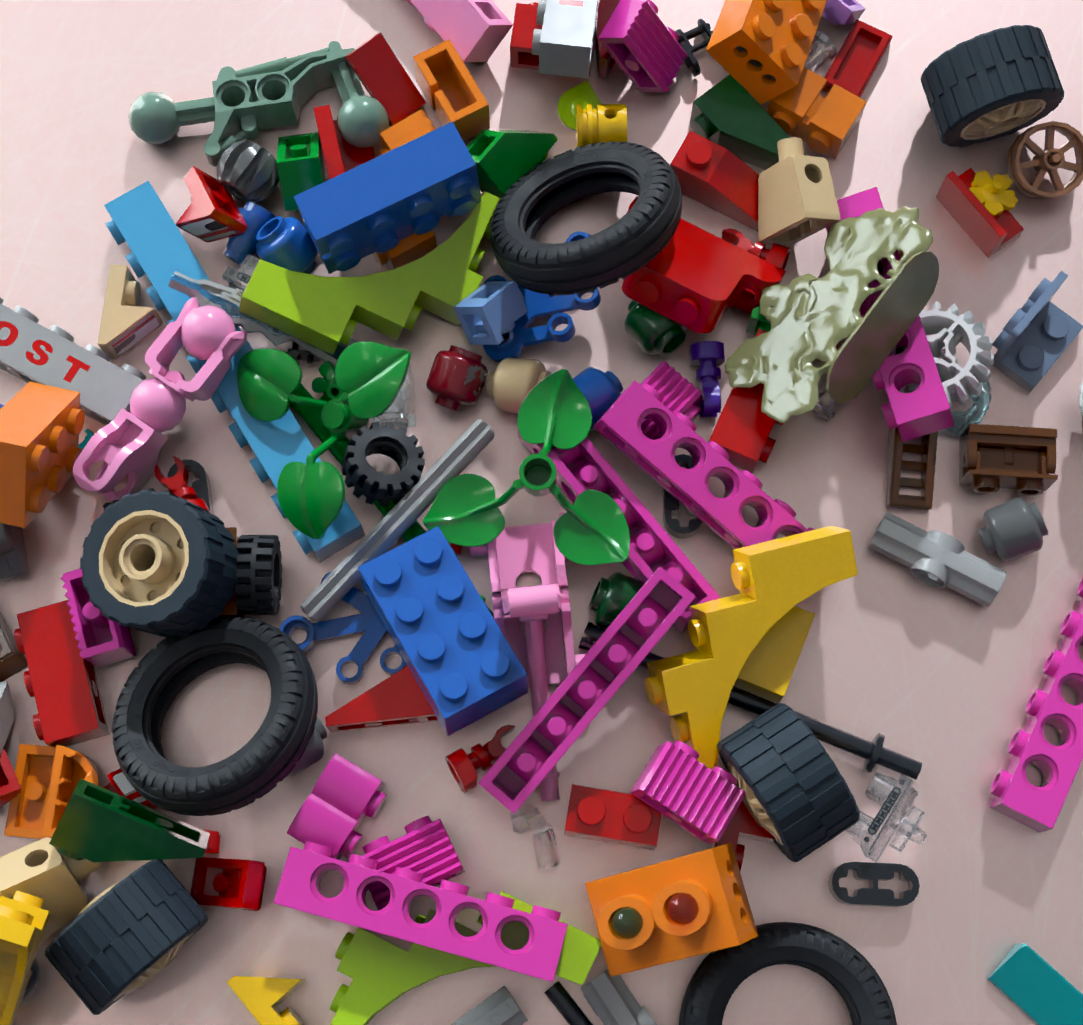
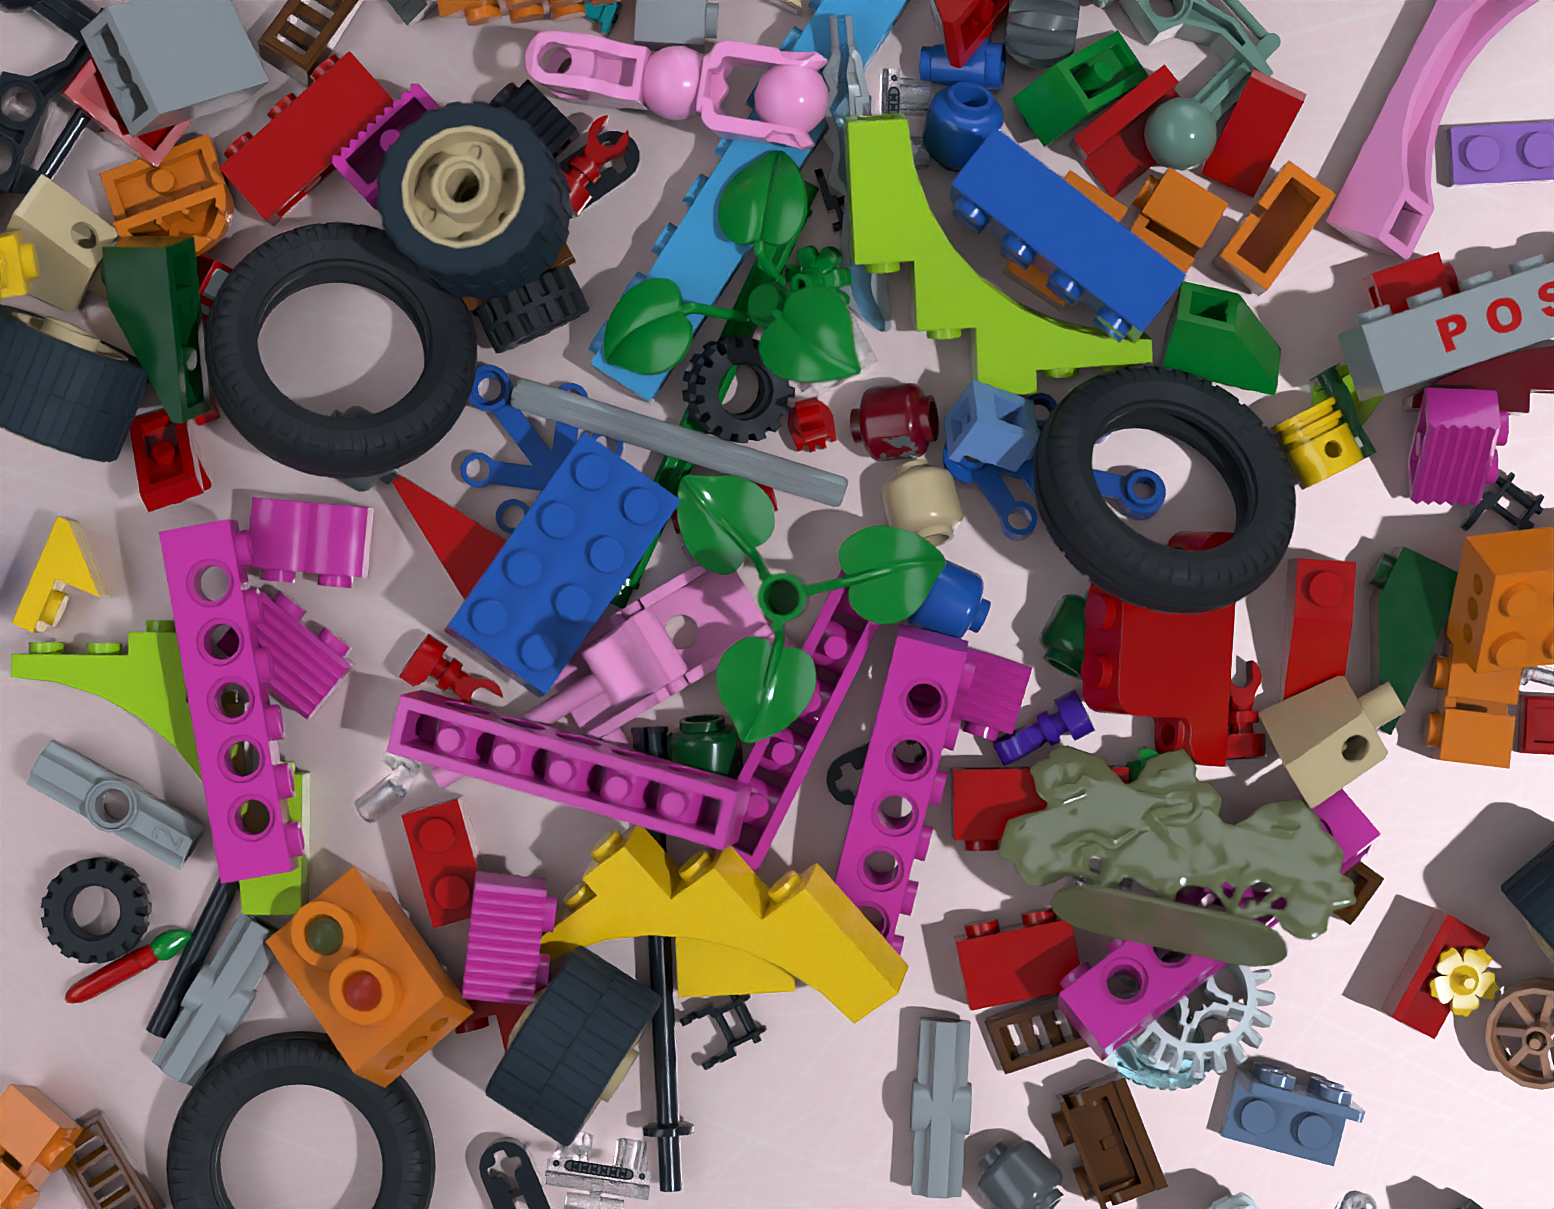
camera: 60 degrees right, 15 degrees up
(431, 431) = (811, 424): none -> red piece
(568, 107) = (1333, 385): none -> clear green piece
(828, 664) = (752, 1031): none -> black piece
(857, 462) = (1015, 959): none -> red brick

